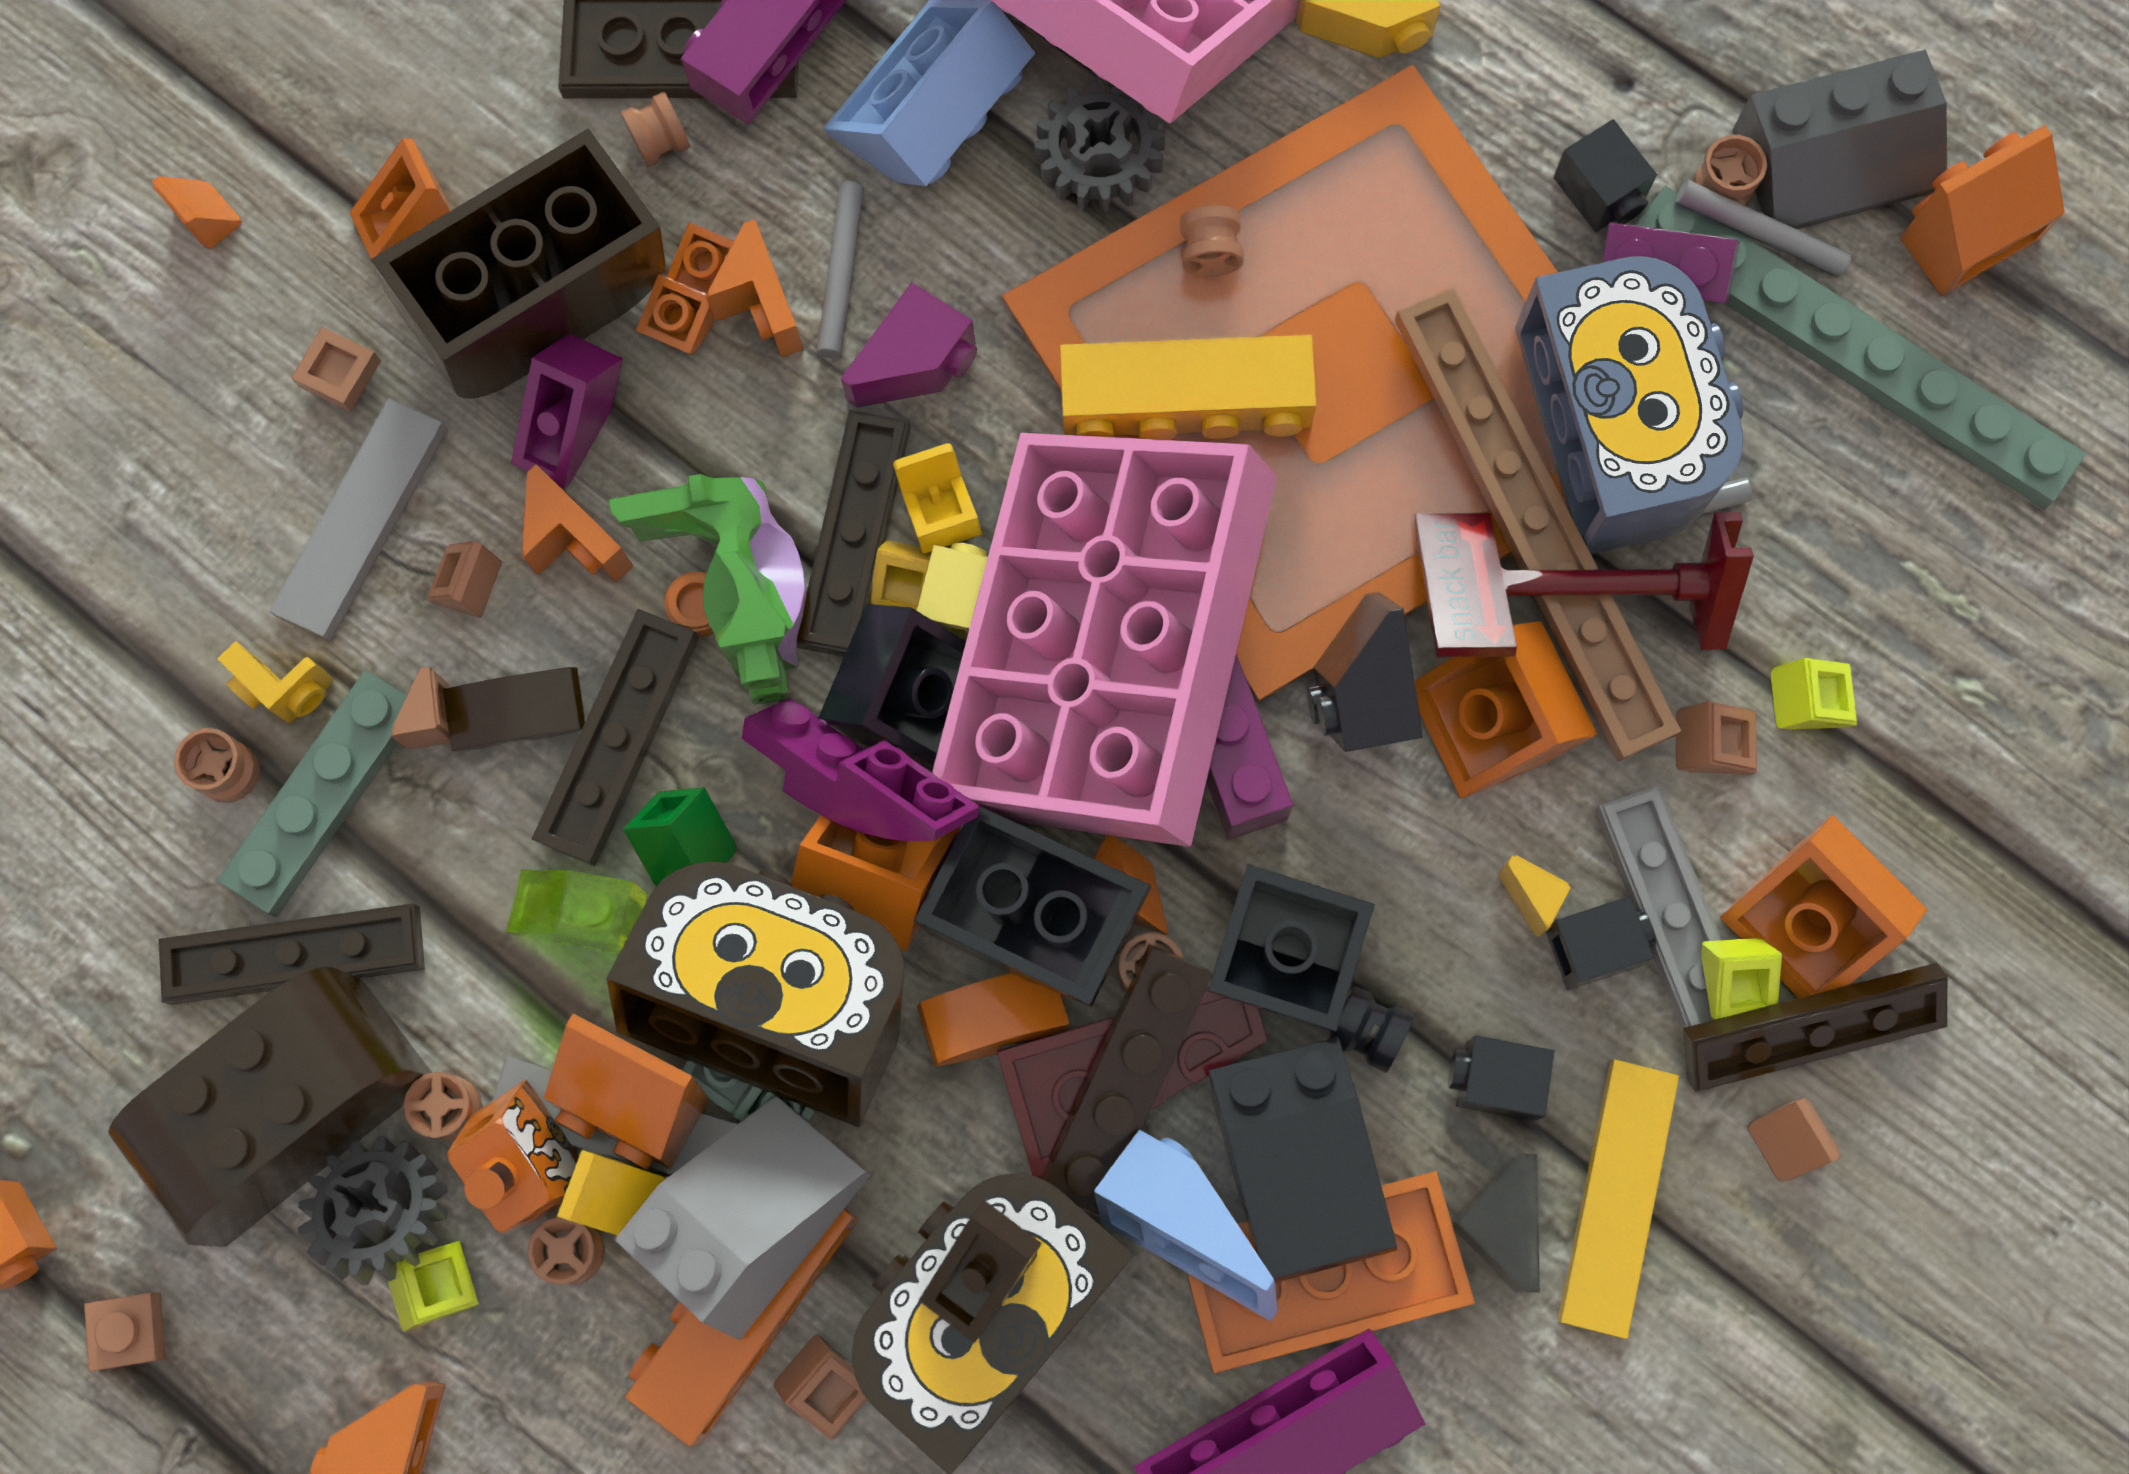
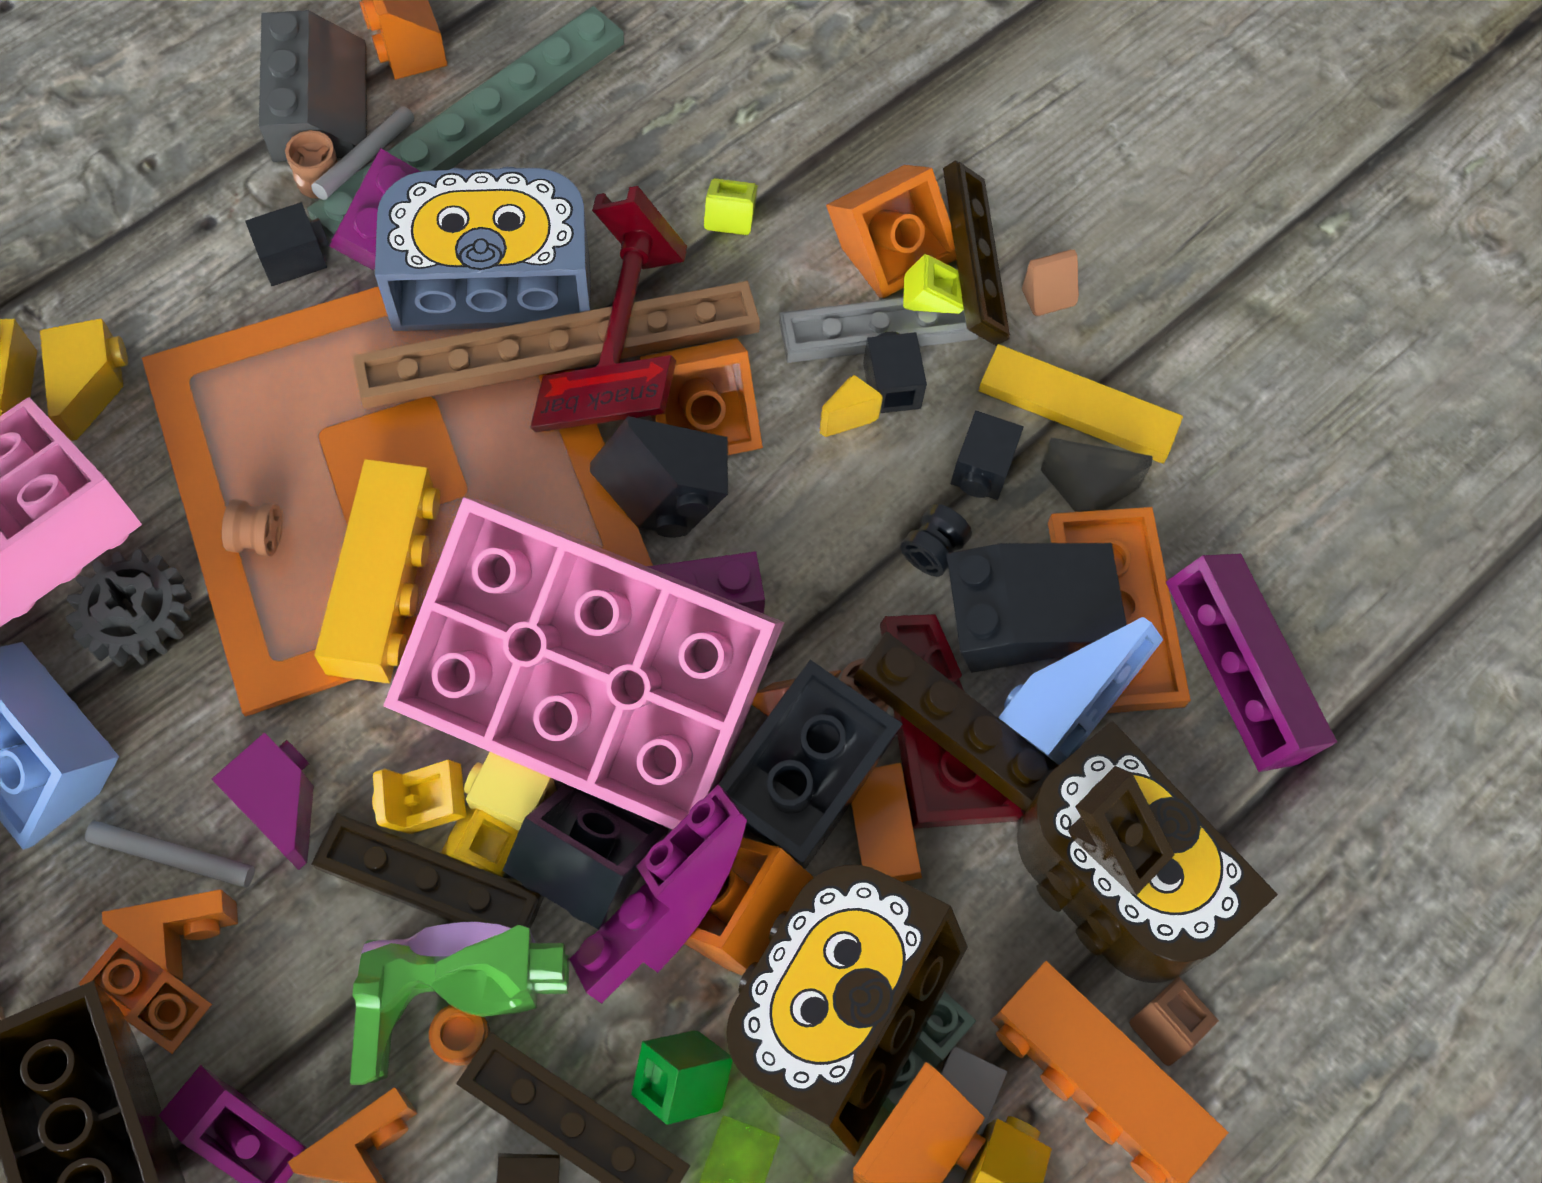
camera: 90 degrees left, 10 degrees down
(743, 1216) = (1040, 1048): light grey slope -> none
(1291, 948) = (867, 577): black slope -> none
(1716, 739) = (755, 266): nougat slope -> none

